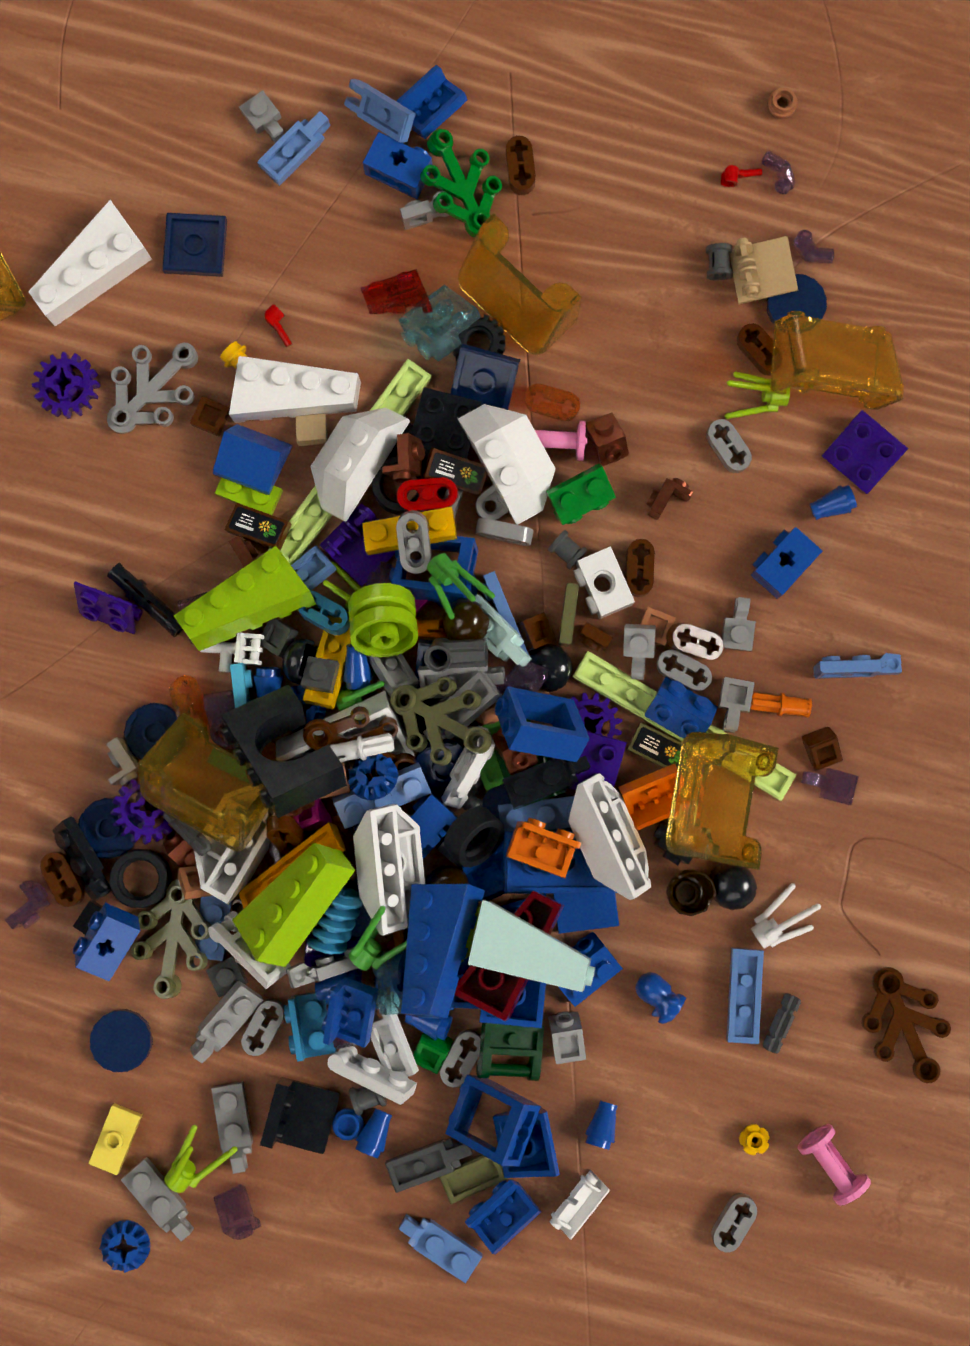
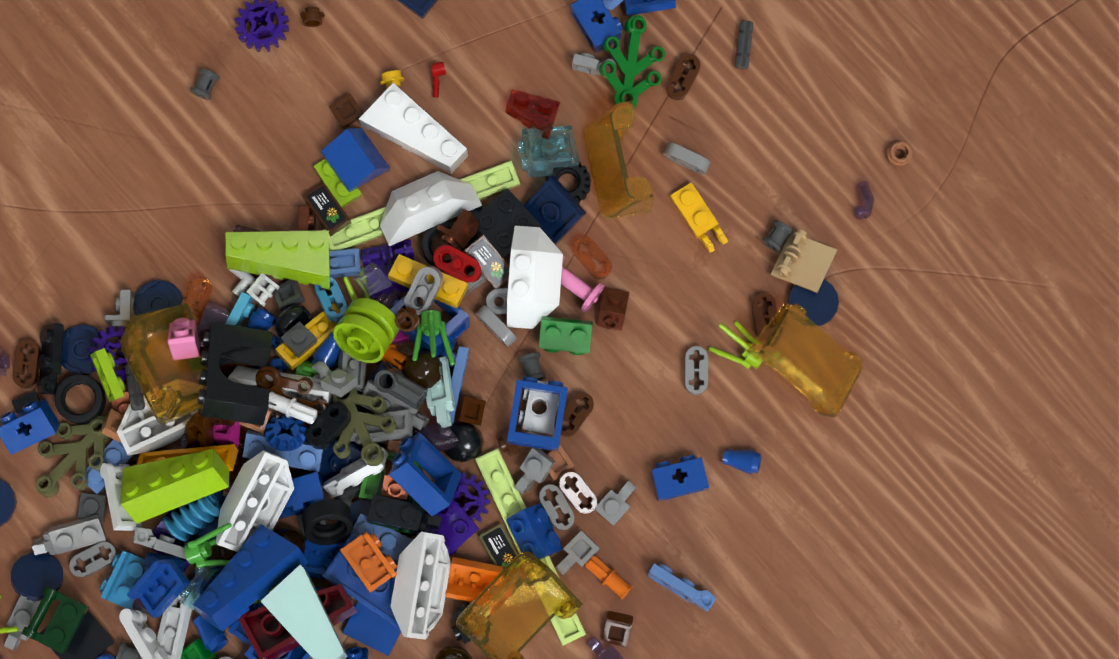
camera: 30 degrees right, 5 degrees down
(49, 482) = (204, 84): none -> dark grey bush
(106, 608) = (181, 192): dark purple hinge -> none
(111, 345) = (312, 17): none -> reddish brown plate
(121, 576) = (209, 180): black pin -> none
(143, 831) = (104, 366): none -> lime plate
(148, 391) = (316, 65): light grey plant -> none
(205, 751) = (183, 339): none -> bright pink slope
(219, 1083) = (33, 573): none -> dark blue tile
(279, 1117) = (63, 623): none -> dark green plate
(311, 429) = (410, 166): tan slope -> none
(351, 566) = (372, 279): none -> clear slope
(388, 691) = (334, 382): none -> light grey plate
(413, 740) = (330, 426): none -> black plate
(417, 589) = (401, 321): none -> reddish brown plate
(558, 94) = (744, 44): none -> dark grey axle
(568, 614) = (498, 416): olive tile -> none
(579, 243) = (686, 158): none -> light grey beam
(623, 619) = (532, 440): none -> blue window
(628, 293) = (697, 215): none -> yellow hinge
(659, 499) = (621, 375): copper bracket -> none
(730, 175) = (829, 179): red hand -> none
(808, 250) = (847, 270): arm -> none
(864, 451) = (789, 438): dark purple hinge -> none

